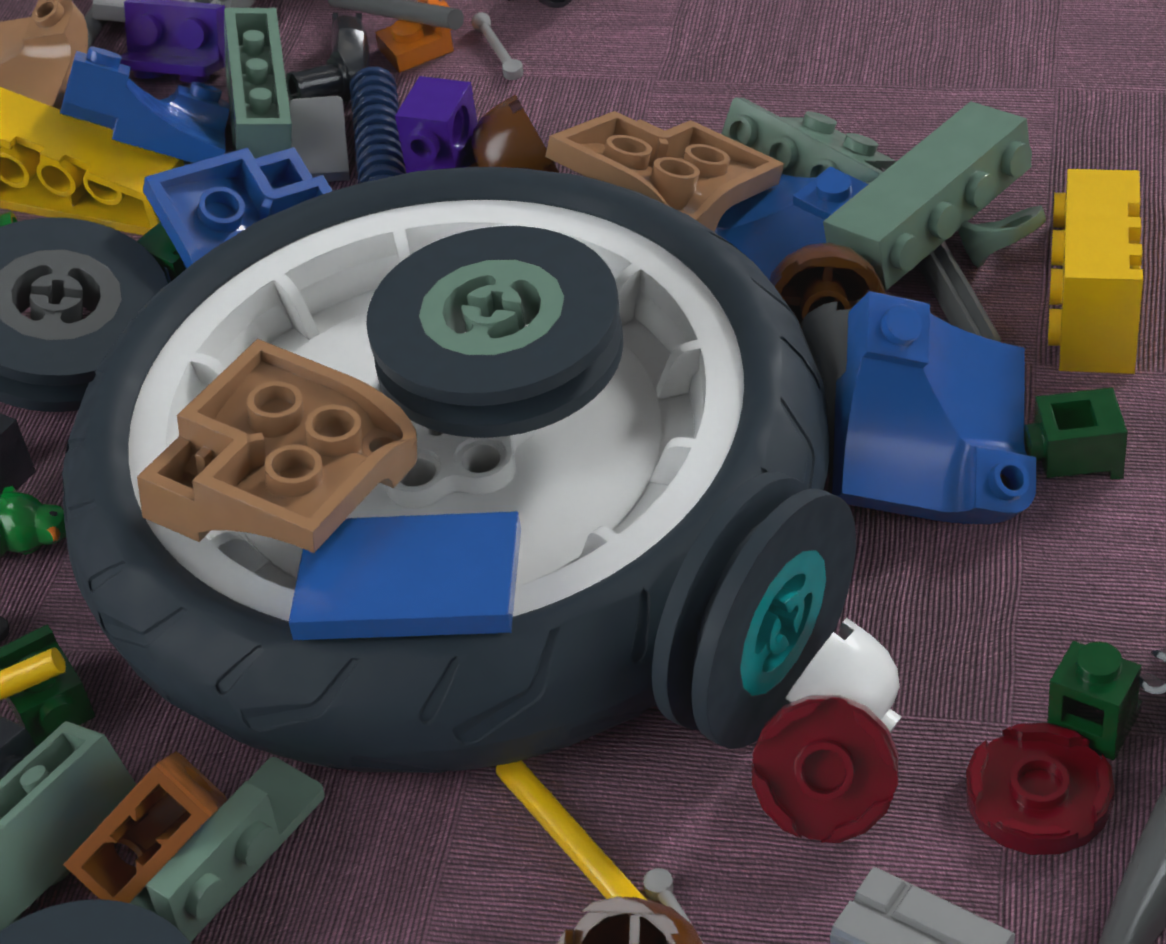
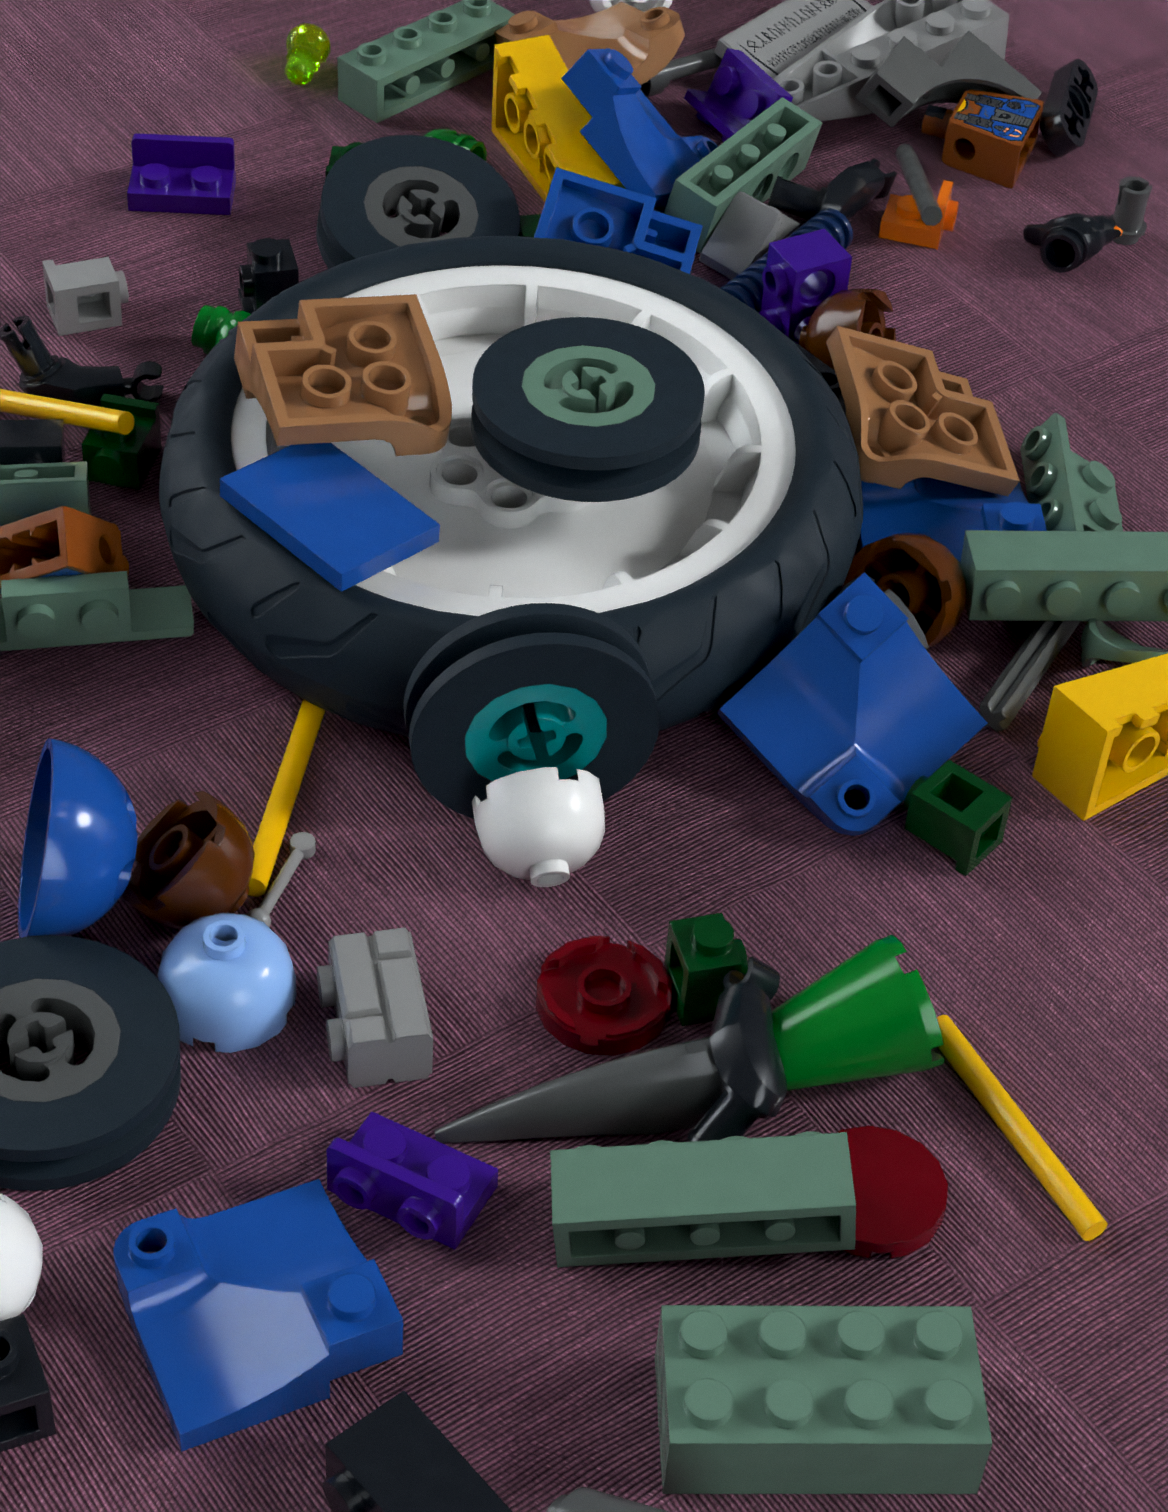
camera: 35 degrees right, 0 degrees up
(511, 68) = (957, 288): light grey hinge -> none
(825, 768) = (468, 855): dark red tile -> none

